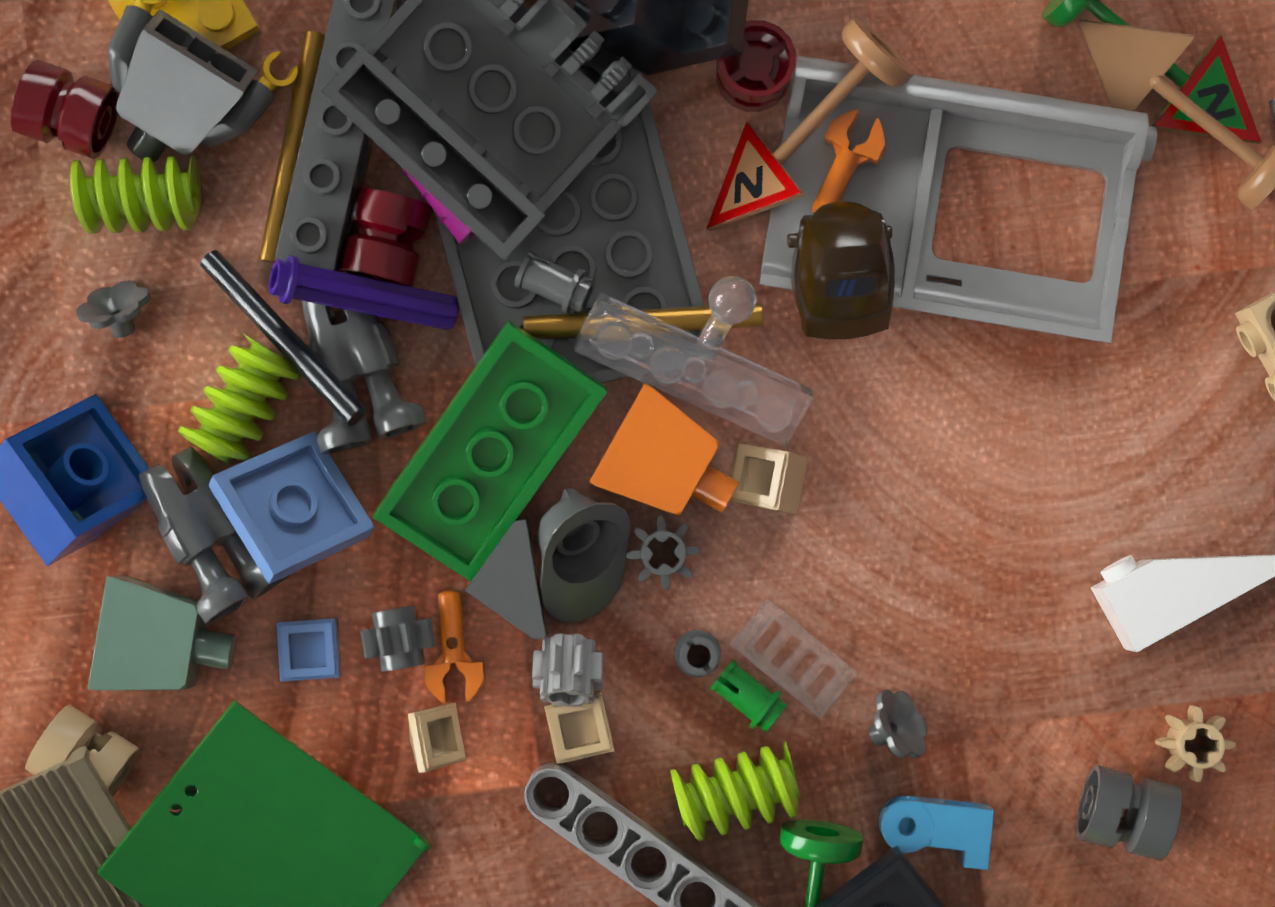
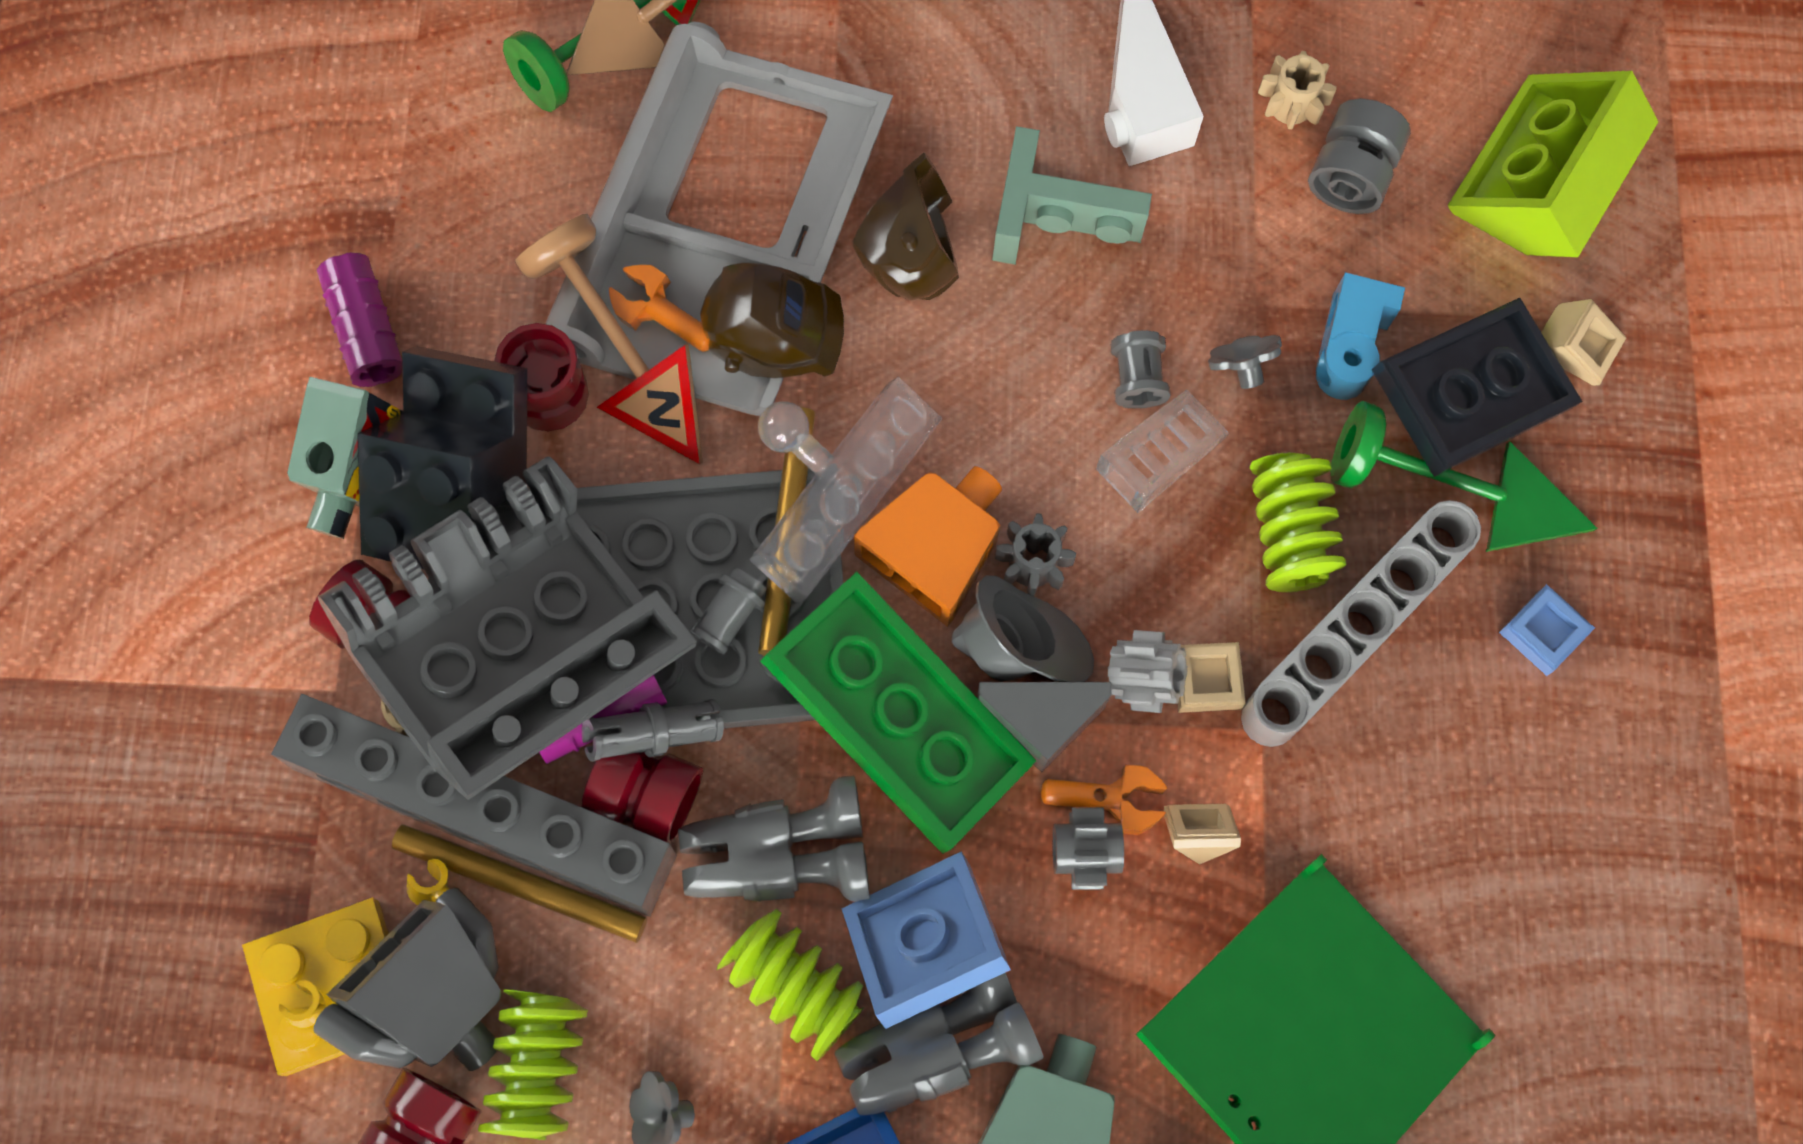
camera: 85 degrees left, 15 degrees down
(283, 338) = (730, 920): black bar -> none
(308, 649) = (1084, 957): medium blue tile -> none
(361, 294) = (672, 882): dark purple axle -> none
(429, 238) = (652, 729): none -> dark grey pin
(683, 646) = (1147, 537): dark grey pin -> none
(749, 696) = (1199, 495): green pin -> none
(769, 478) = (970, 441): tan slope -> none
(866, 625) = (1140, 369): none -> dark grey bush
(959, 385) = (906, 237): none -> dark brown helmet
(1024, 522) = (1062, 204): none -> sand green bracket

